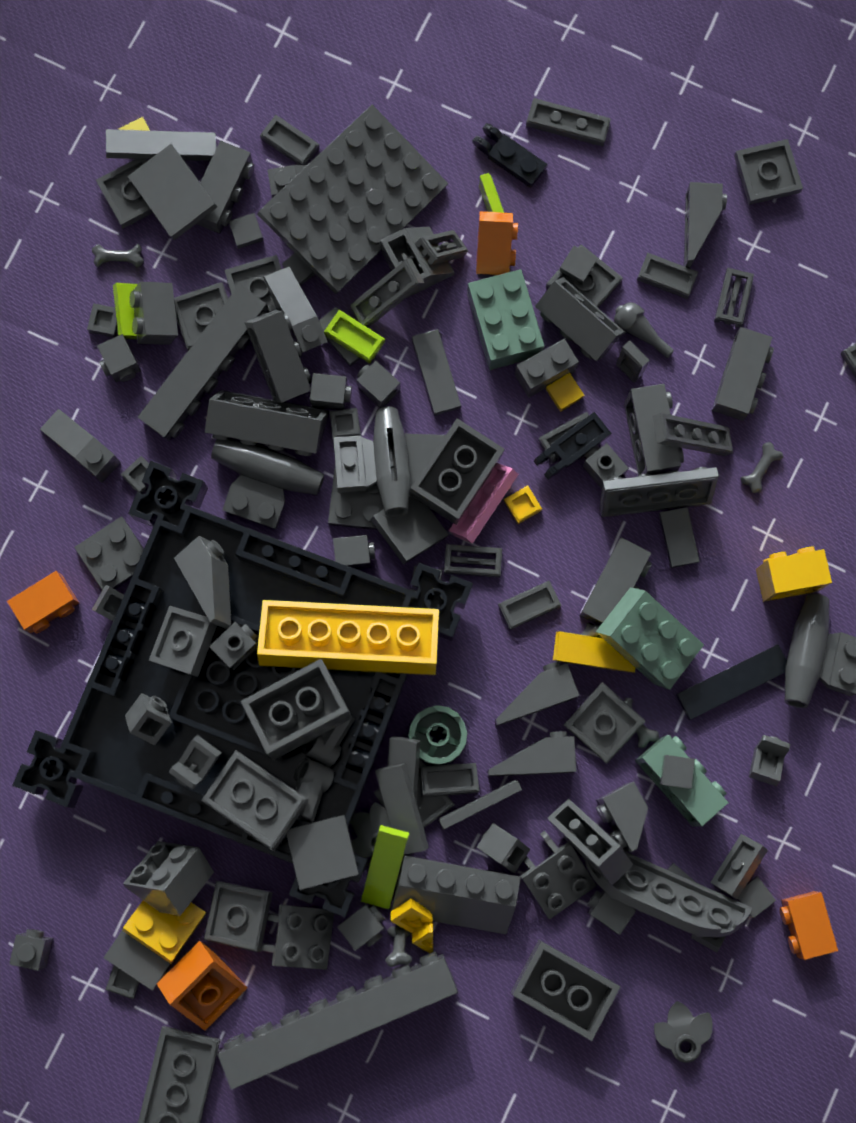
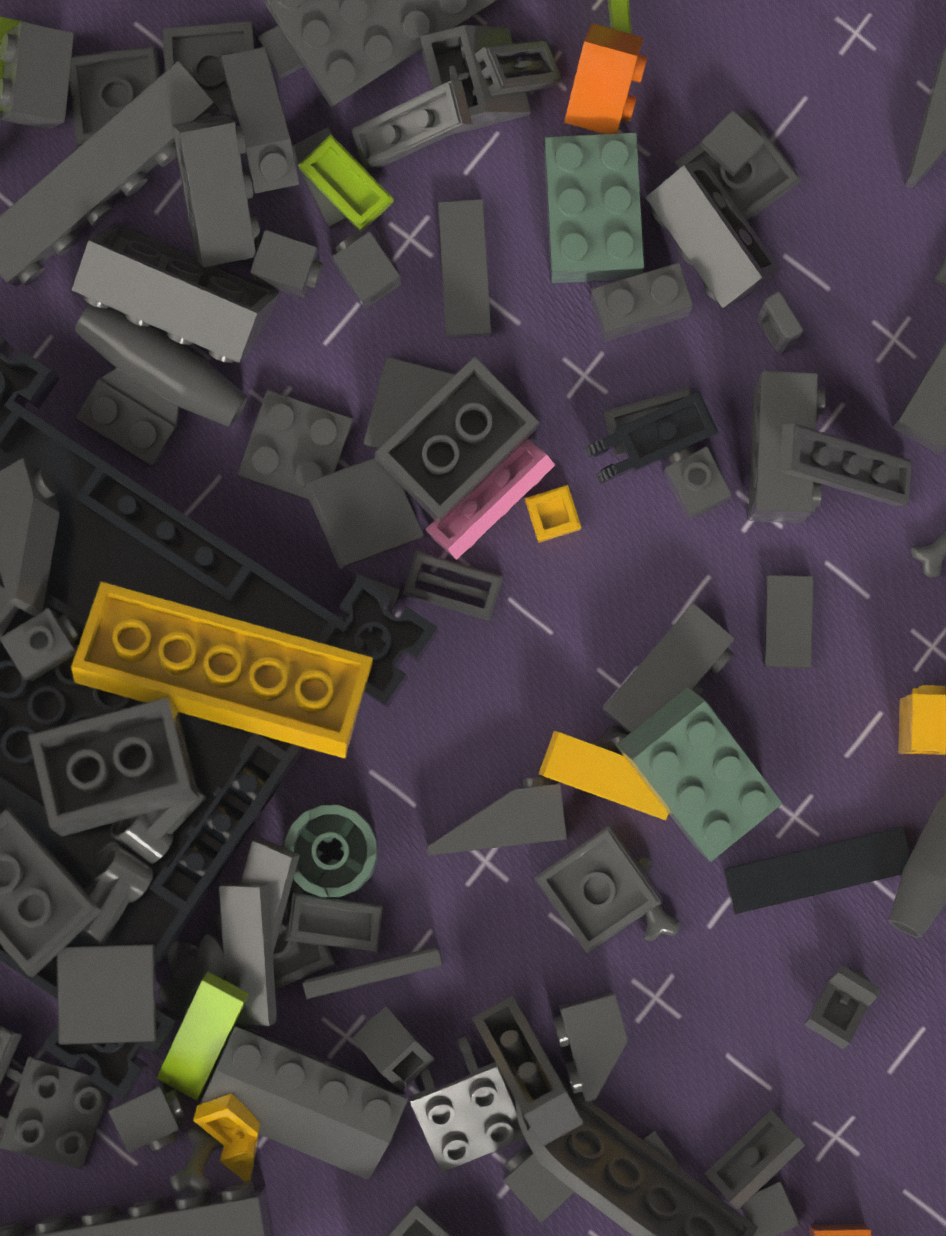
camera: 20 degrees right, 5 degrees up
(345, 423) = (300, 321): dark grey tile -> none
(354, 551) = (266, 532): dark grey brick -> none
(380, 462) = (339, 397): dark grey plate -> none
(529, 605) = (525, 676): dark grey tile -> none
(545, 757) = (491, 921): dark grey slope -> none
(565, 392) = (663, 346): yellow tile -> none
(632, 320) = (798, 253): dark grey piece -> none
(658, 492) = (769, 543): dark grey piece -> none
(667, 275) = (875, 191): dark grey tile -> none
(677, 771) = (686, 995): dark grey tile -> none
(695, 804) = (697, 1007): sand green brick -> none

